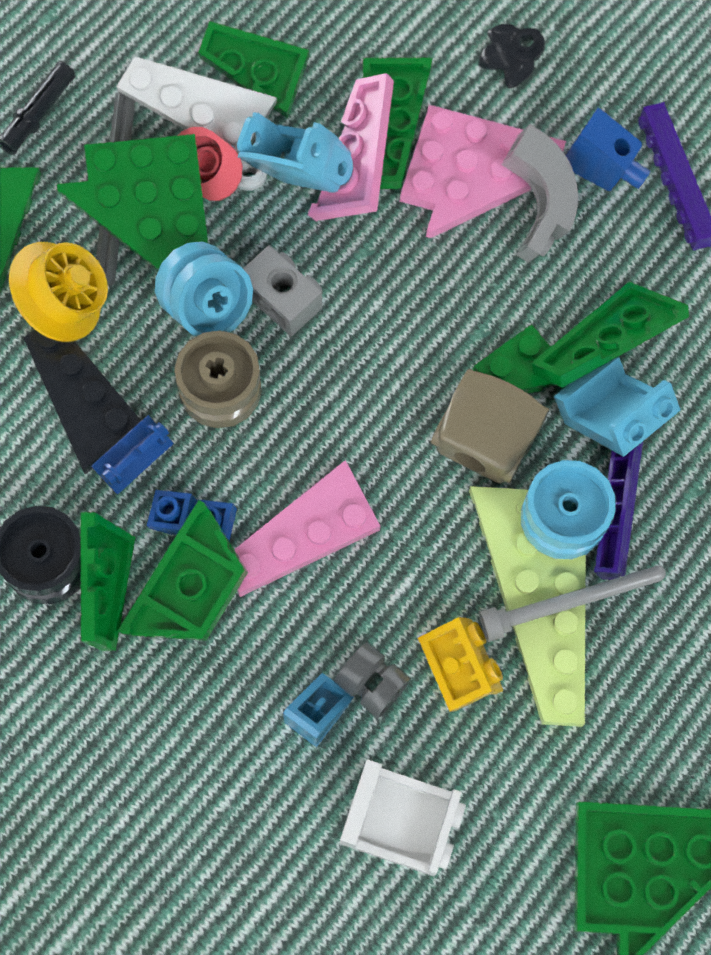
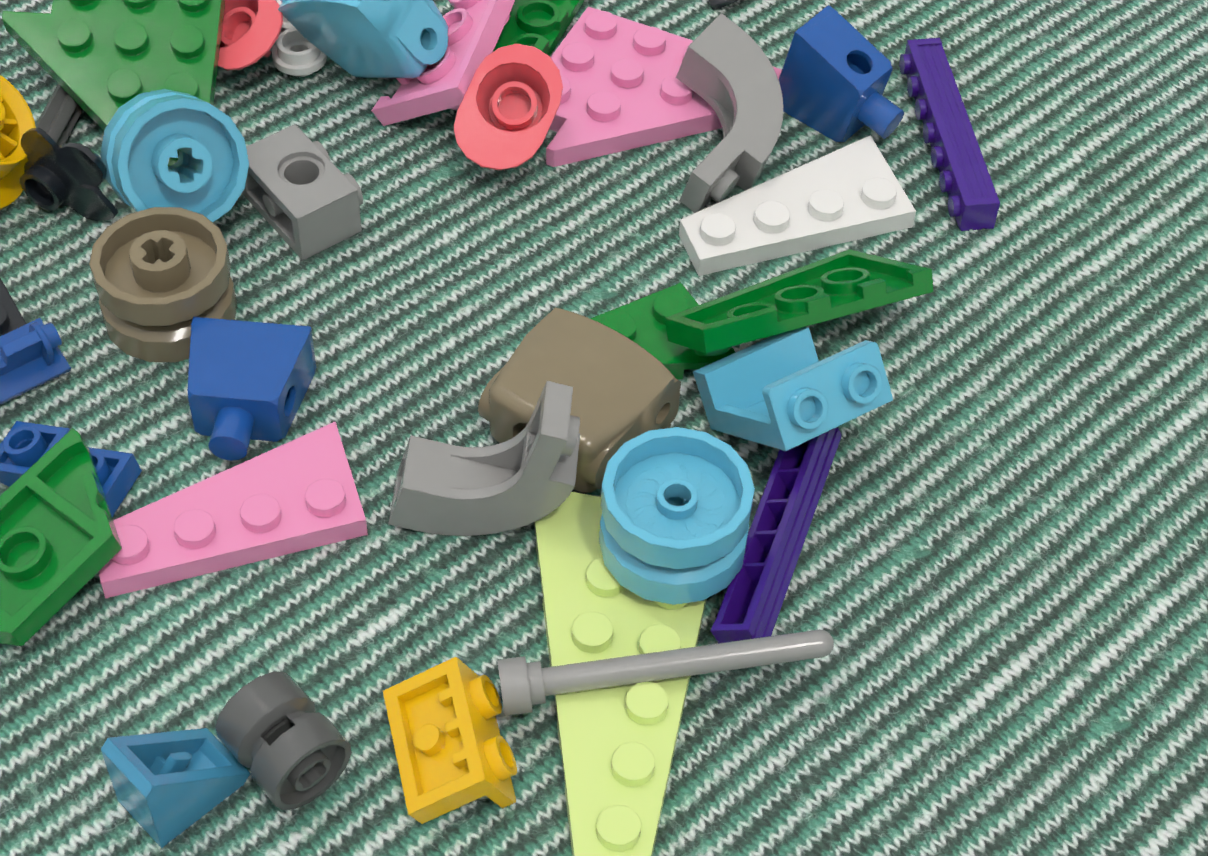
camera: 10 degrees right, 20 degrees down
(125, 306) = (64, 176): none -> black plate
(285, 441) = (246, 381): none -> blue torso
(403, 213) = (508, 107): none -> coral piece
(450, 494) = (493, 486): none -> light grey arch
(598, 250) = (803, 210): none -> white wing

